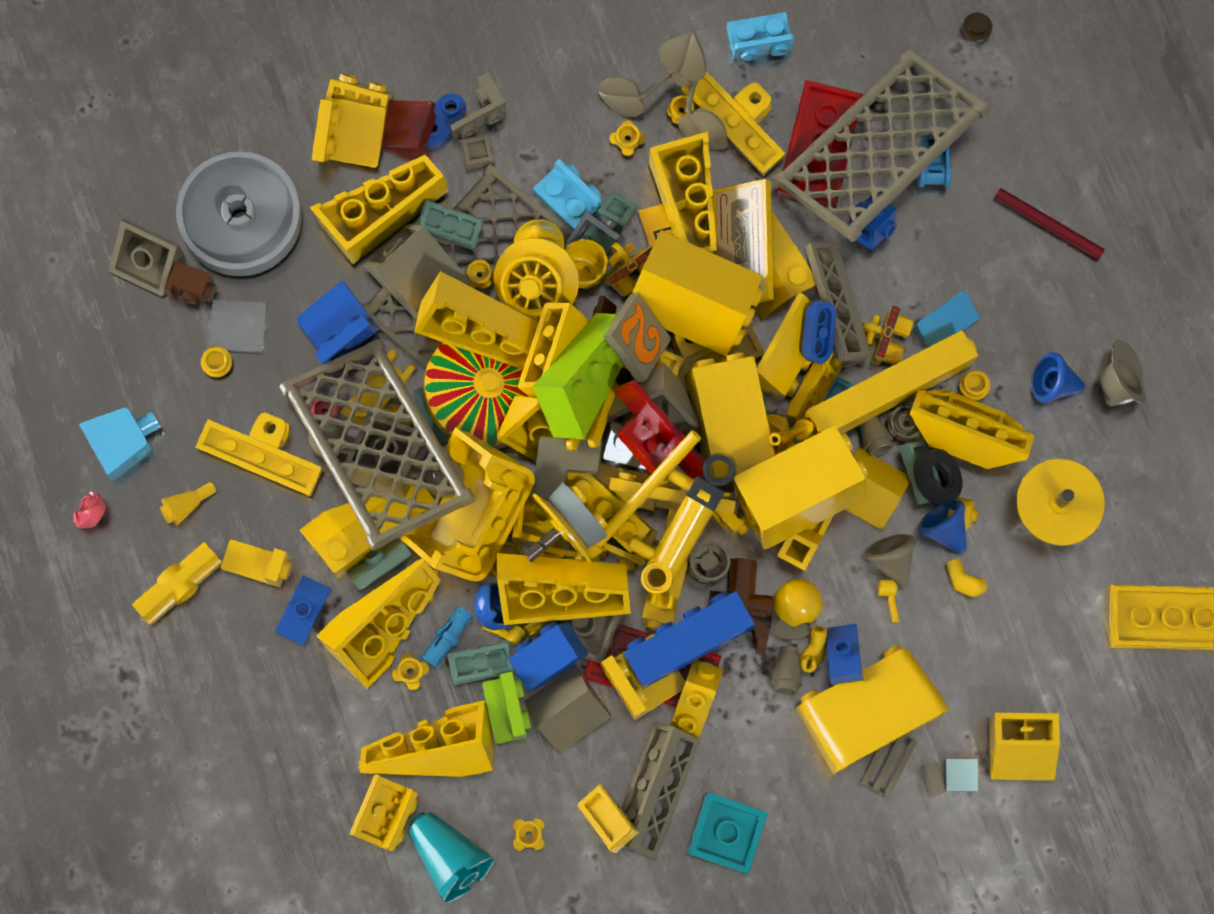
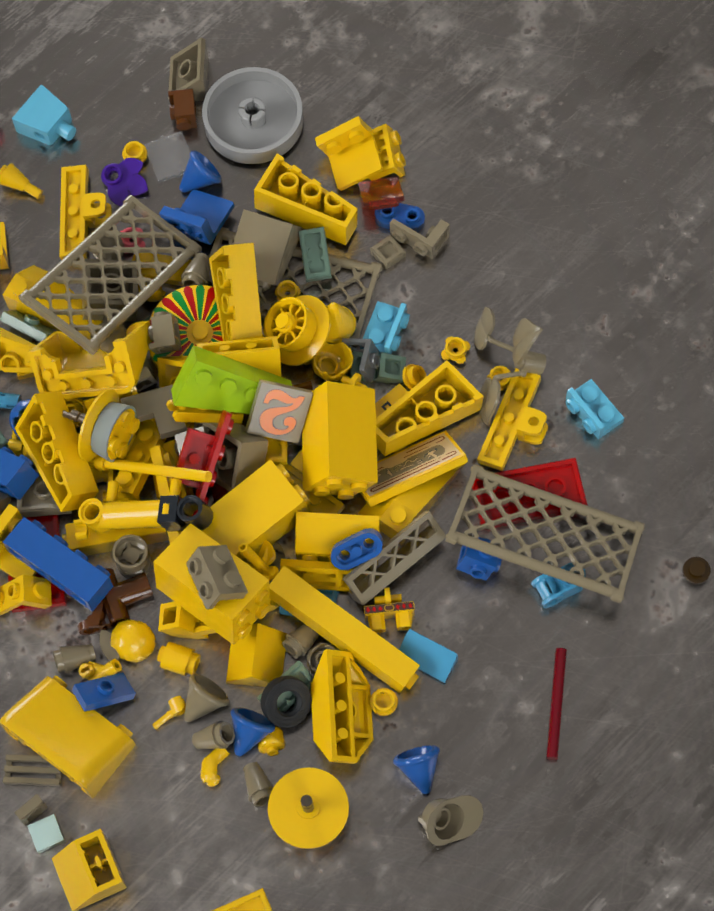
camera: 75 degrees right, 10 degrees down
(249, 384) = (128, 180): none -> dark purple plate
(282, 302) = (199, 173): none -> blue hat
(408, 357) = (196, 271): none -> dark tan cone
(477, 417) = (164, 333): none -> dark tan brick
(639, 192) = (413, 375): none -> yellow plate
(812, 474) = (215, 575): none -> dark tan bracket
(840, 564) = (178, 659): none -> yellow brick
(941, 563) = (215, 736): none -> dark tan cone
(1006, 543) = (257, 784): none -> dark tan cone

